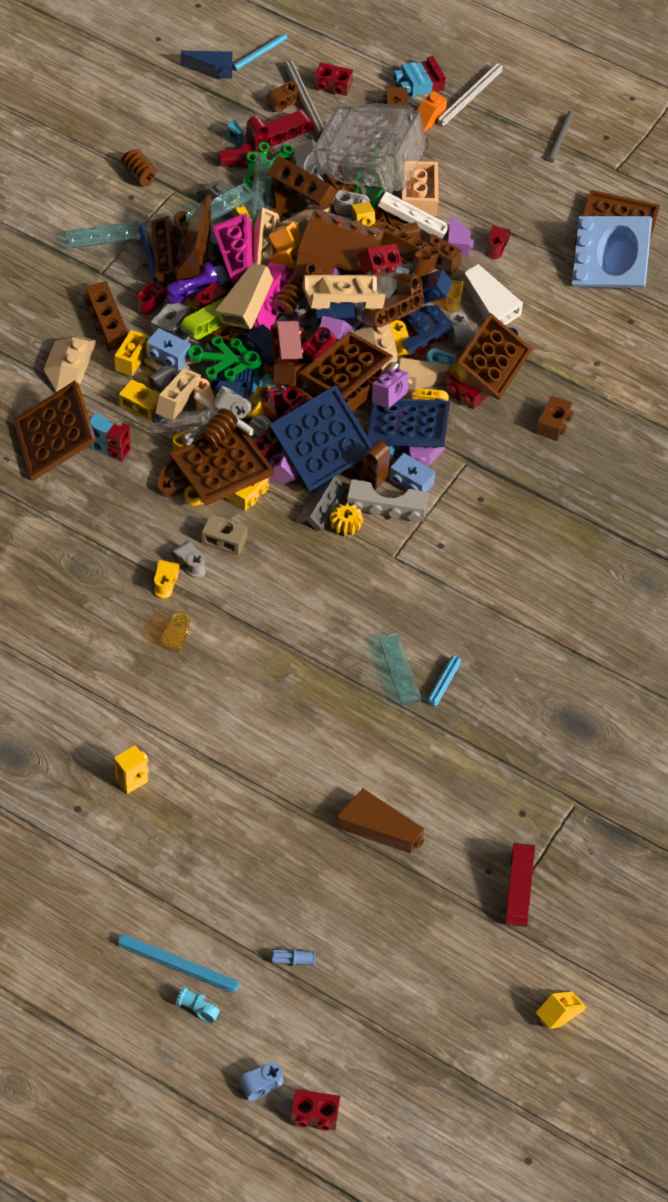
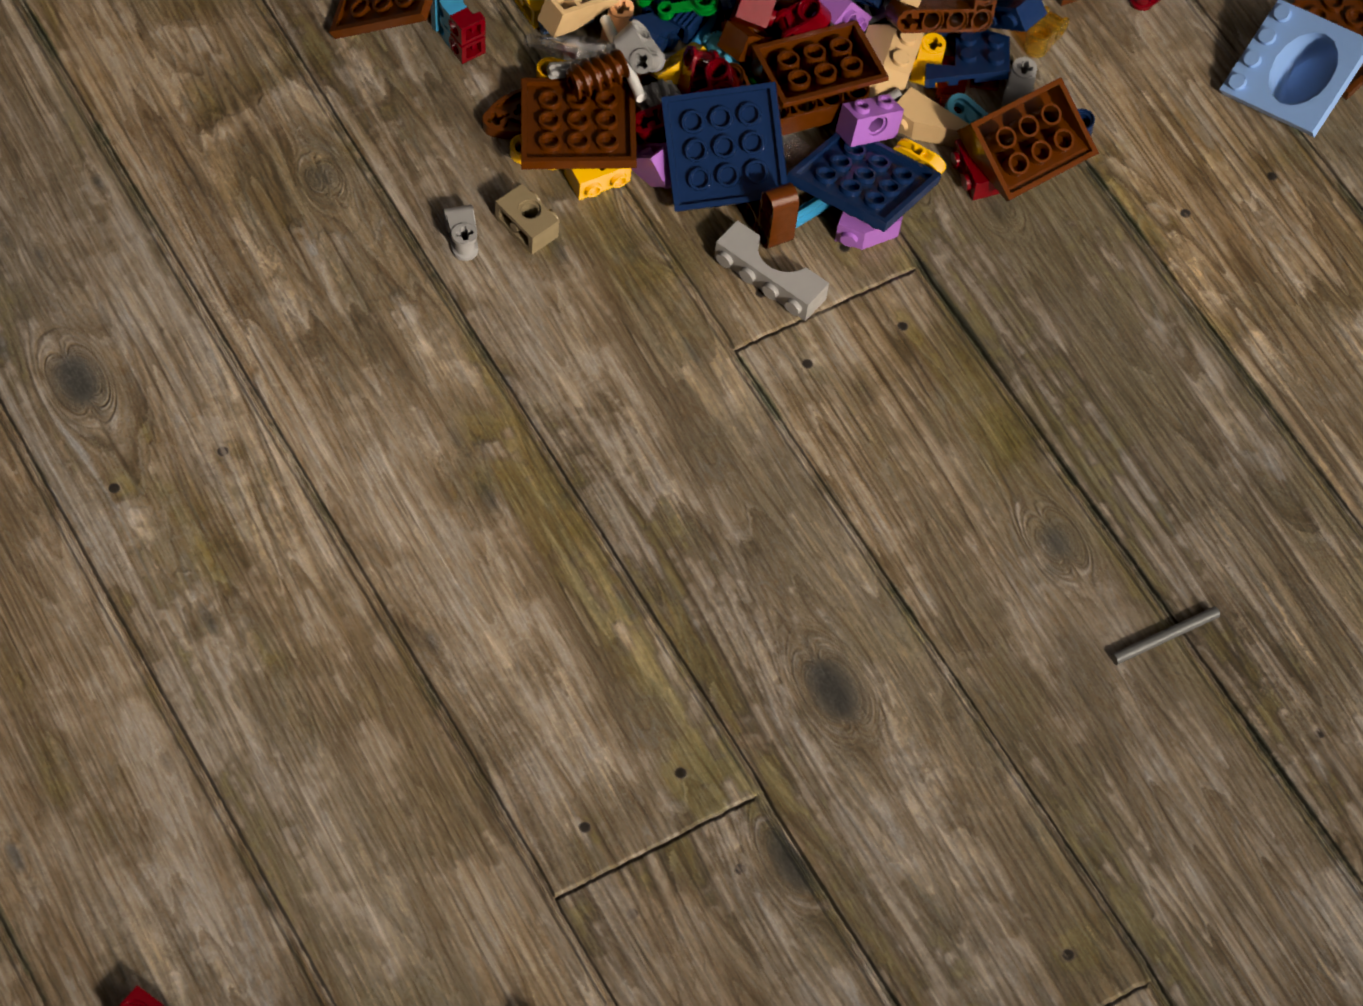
camera: 25 degrees right, 5 degrees up
(131, 769) = (204, 468): yellow brick -> none
(165, 578) = (414, 241): yellow piece -> none
(176, 632) = (382, 319): clear yellow piece -> none
(178, 963) = (106, 748): dark azure axle -> none
(196, 1002) = (93, 812): medium azure connector -> none
(260, 1082) = (106, 953): medium blue piece -> none
(294, 957) = (255, 814): medium blue axle -> none
(321, 503) = (683, 235): dark grey panel -> none
(346, 519) = (699, 270): yellow gear -> none
(380, 822) = (477, 689): reddish brown slope -> none
(399, 669) = (640, 502): clear light blue plate -> none
(412, 474) = (826, 250): medium blue brick -> none
(444, 680) = (690, 545): dark azure axle -> none
(491, 295) = (1094, 61): white slope -> none
(520, 884) = (606, 864): dark red beam -> none
(554, 418) = (1057, 264): reddish brown brick -> none

